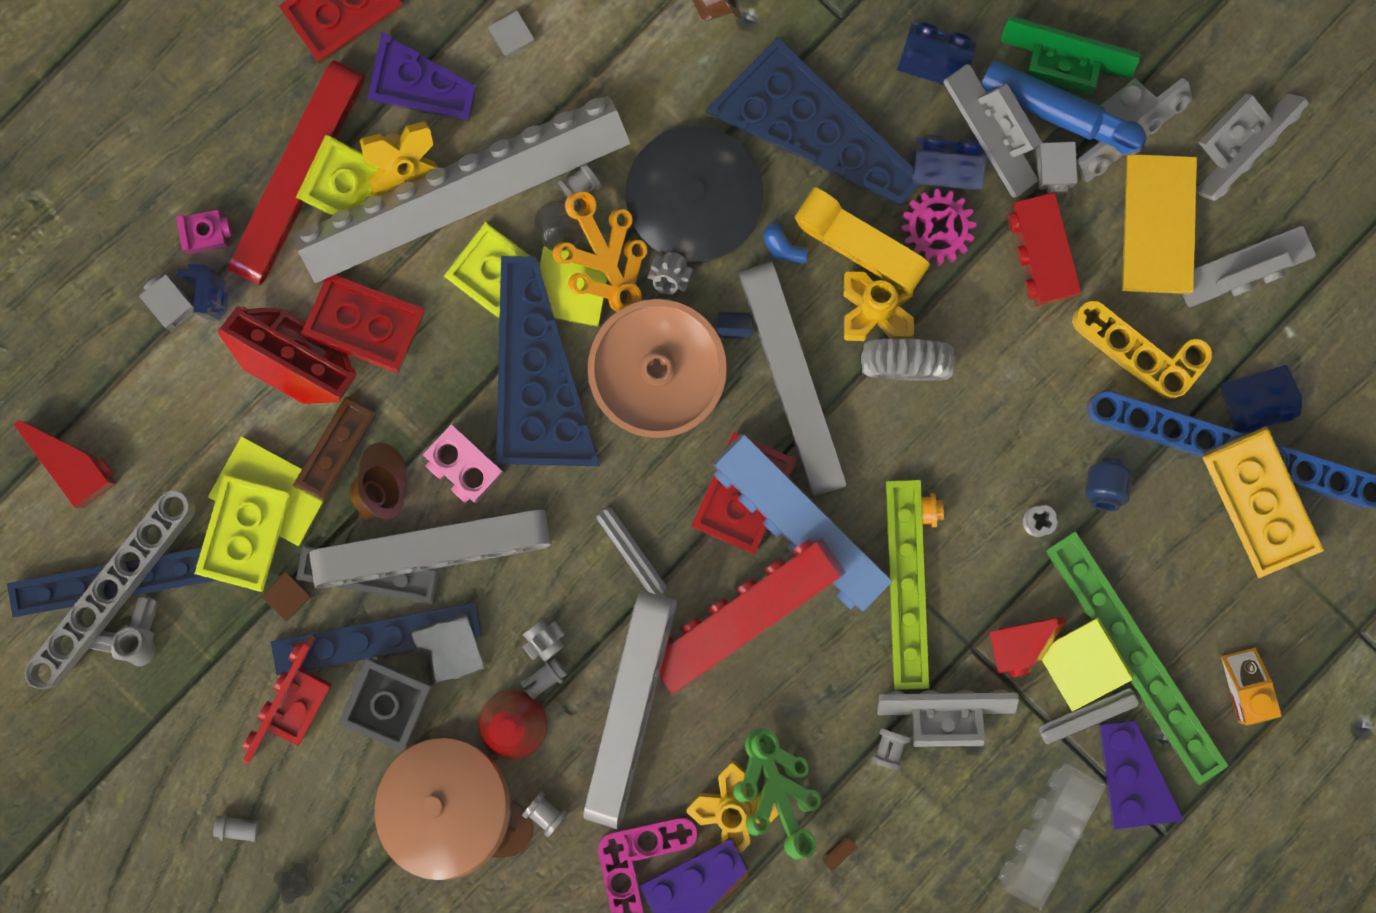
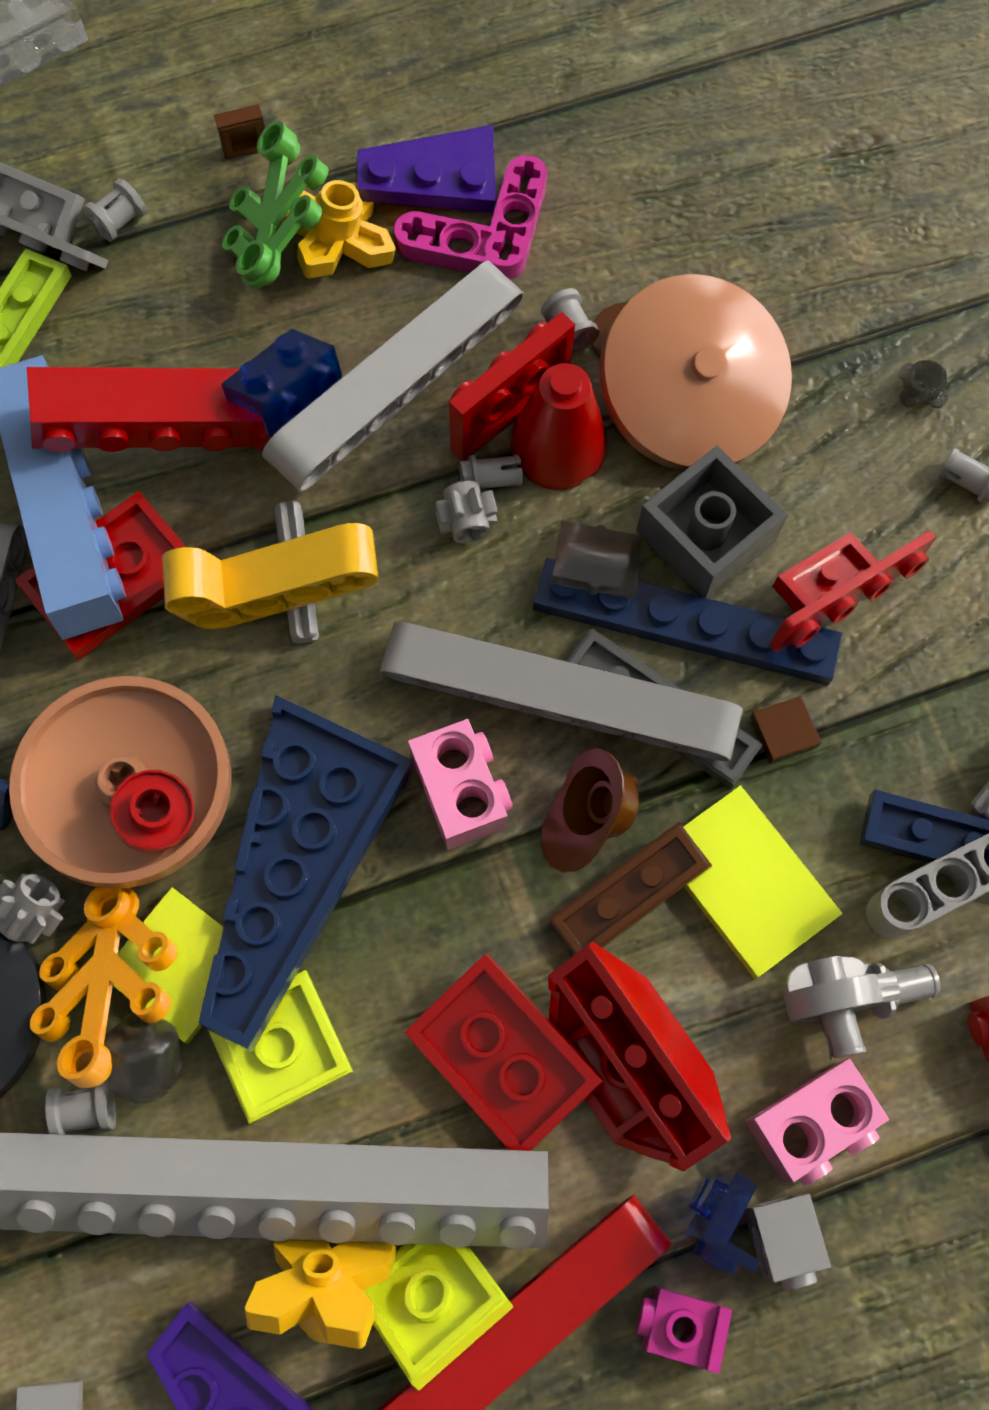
camera: 160 degrees left, 15 degrees down
(184, 376) = (811, 1110): none -> bright pink brick
(190, 449) = (842, 985): none -> light grey pin
(243, 532) = (811, 834): neon yellow tile -> none
(555, 736) = (498, 396): none -> red plate
(621, 355) = (152, 811): none -> red plate
(635, 532) = (268, 579): none -> yellow beam
(690, 660) = (284, 378): none -> clear blue bracket

